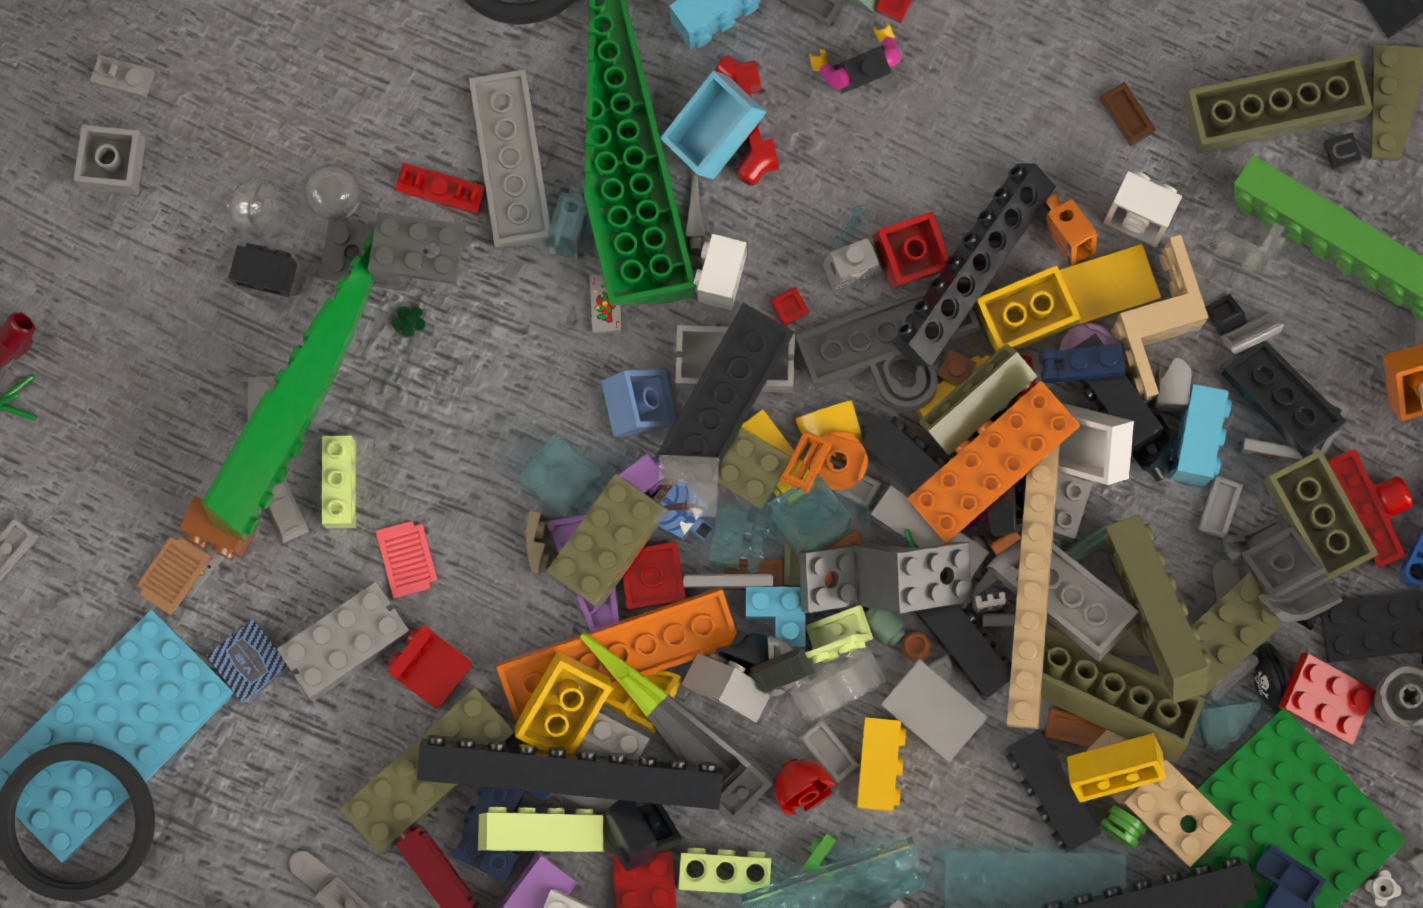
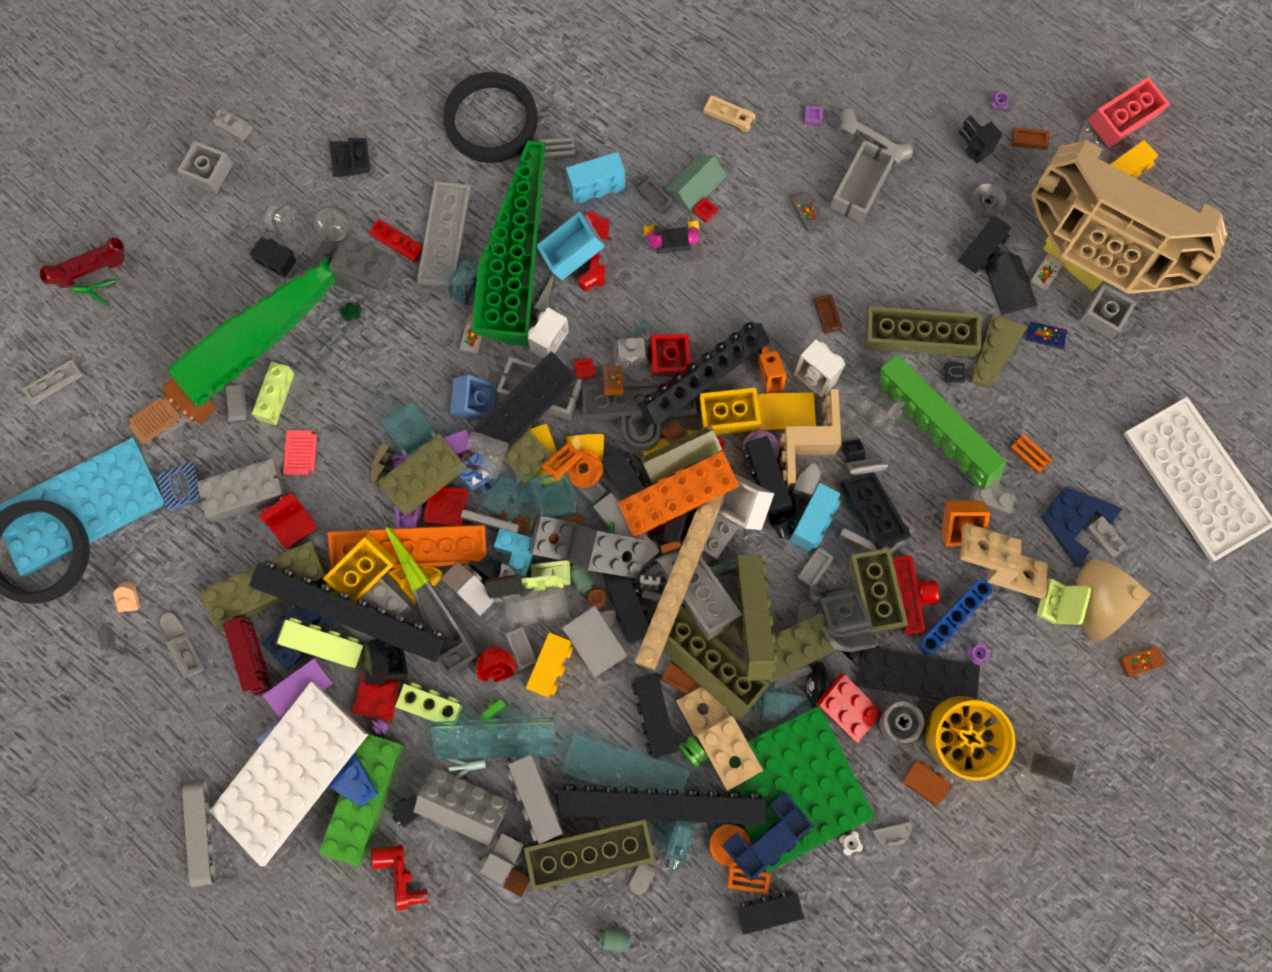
camera: 10 degrees right, 5 degrees down
(230, 847) = (126, 597): none -> light nougat plate
(322, 76) = (349, 157): none -> black slope
(839, 313) = (612, 380): none -> dark orange tile
(1082, 363) = (753, 450): dark blue plate -> none
(1116, 767) = (698, 711): yellow brick -> none

